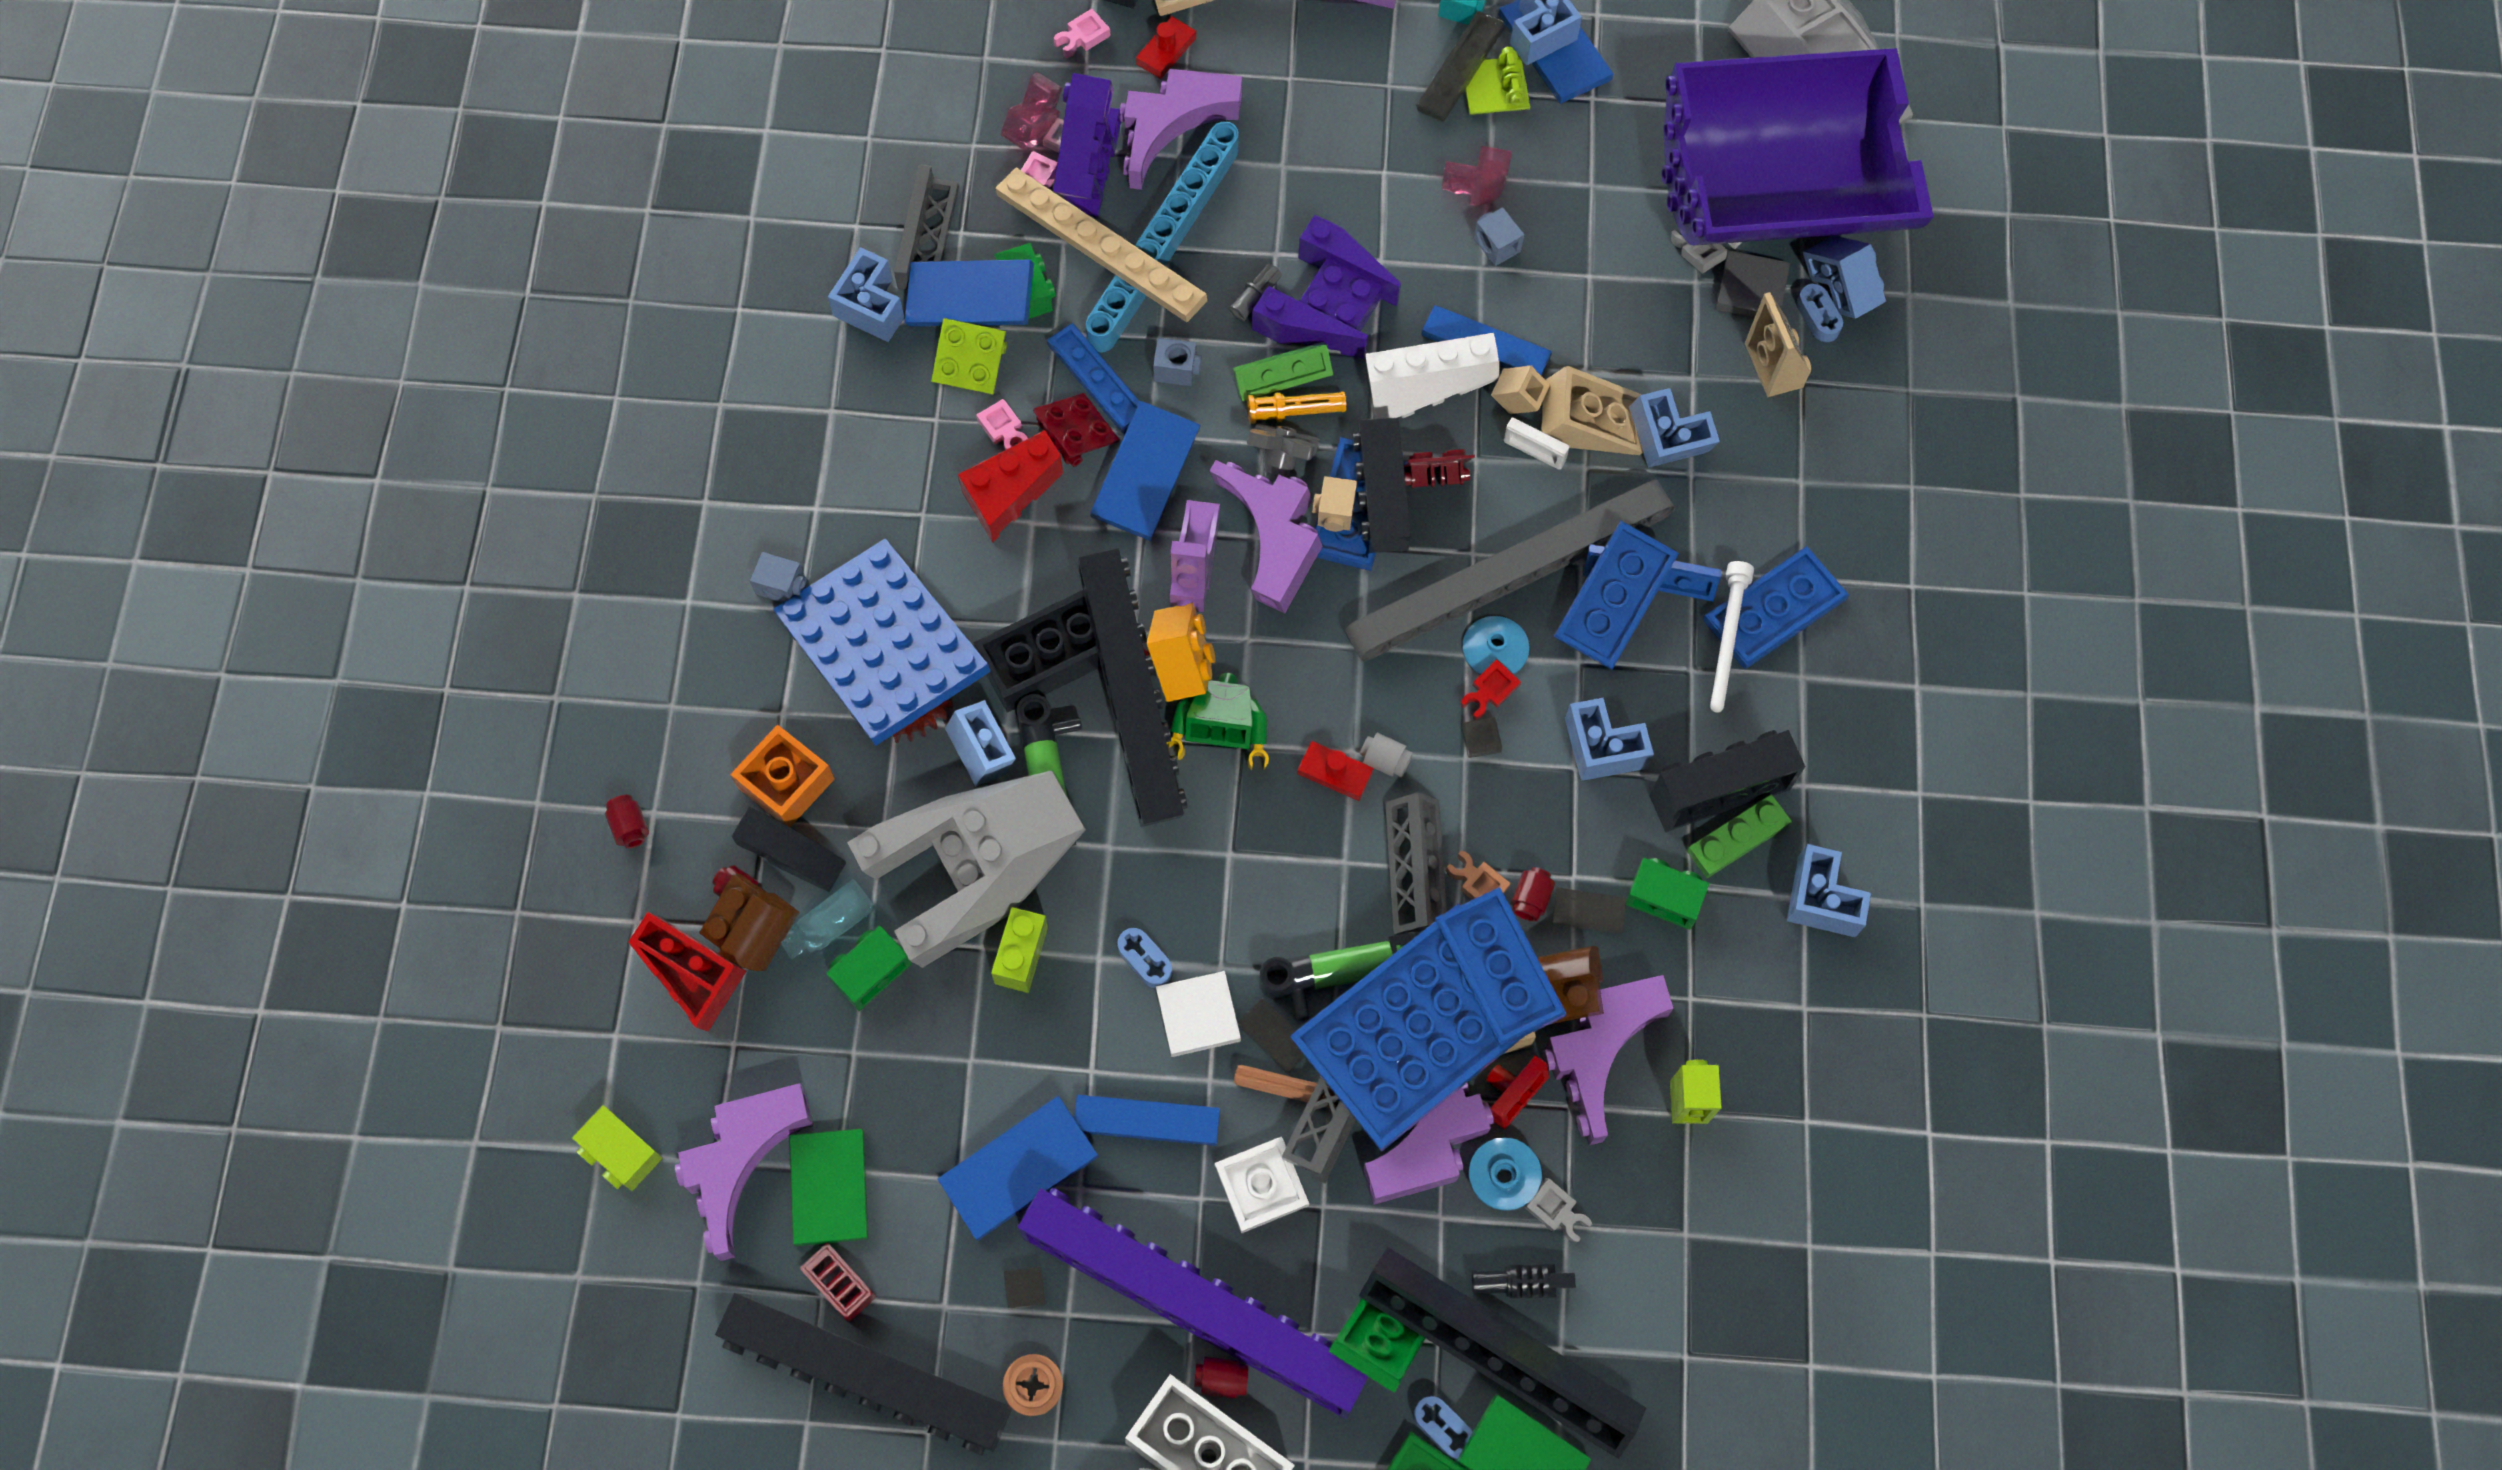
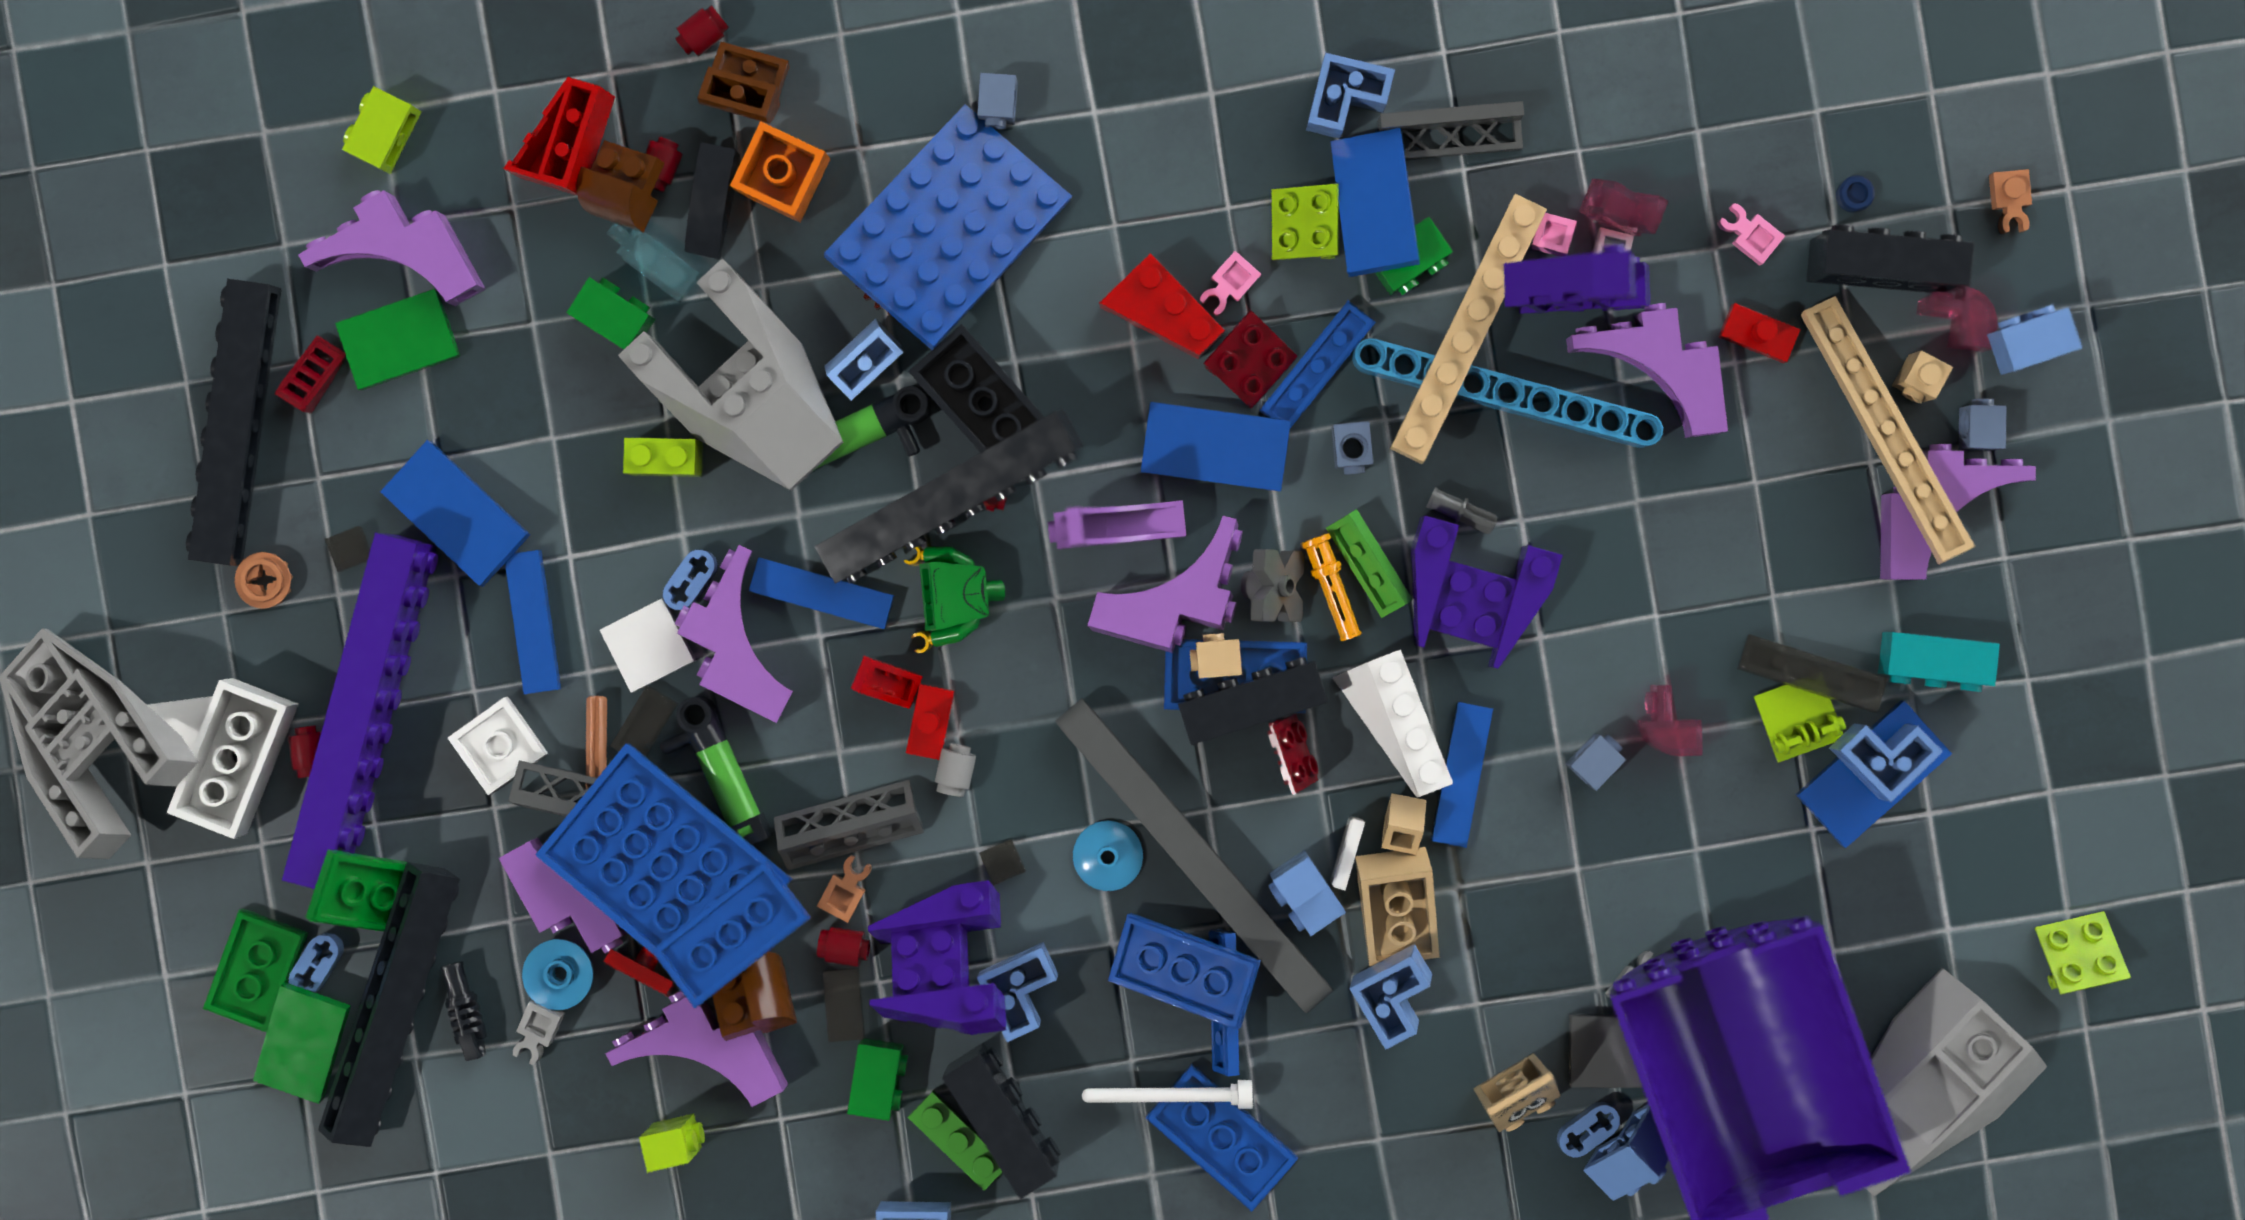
camera: 80 degrees right, 20 degrees up
(688, 792) = (744, 83): none -> reddish brown brick
(1180, 651) = (1000, 538): light orange brick -> none
(1189, 840) = (821, 593): none -> blue tile
(1199, 933) = (719, 628): none -> medium lavender arch
(1287, 794) = (886, 682): none -> red tile
(1493, 686) = (1057, 863): red plate -> none
(1563, 480) = (1306, 893): none -> medium blue brick
(1567, 807) = (933, 964): none -> dark purple wedge

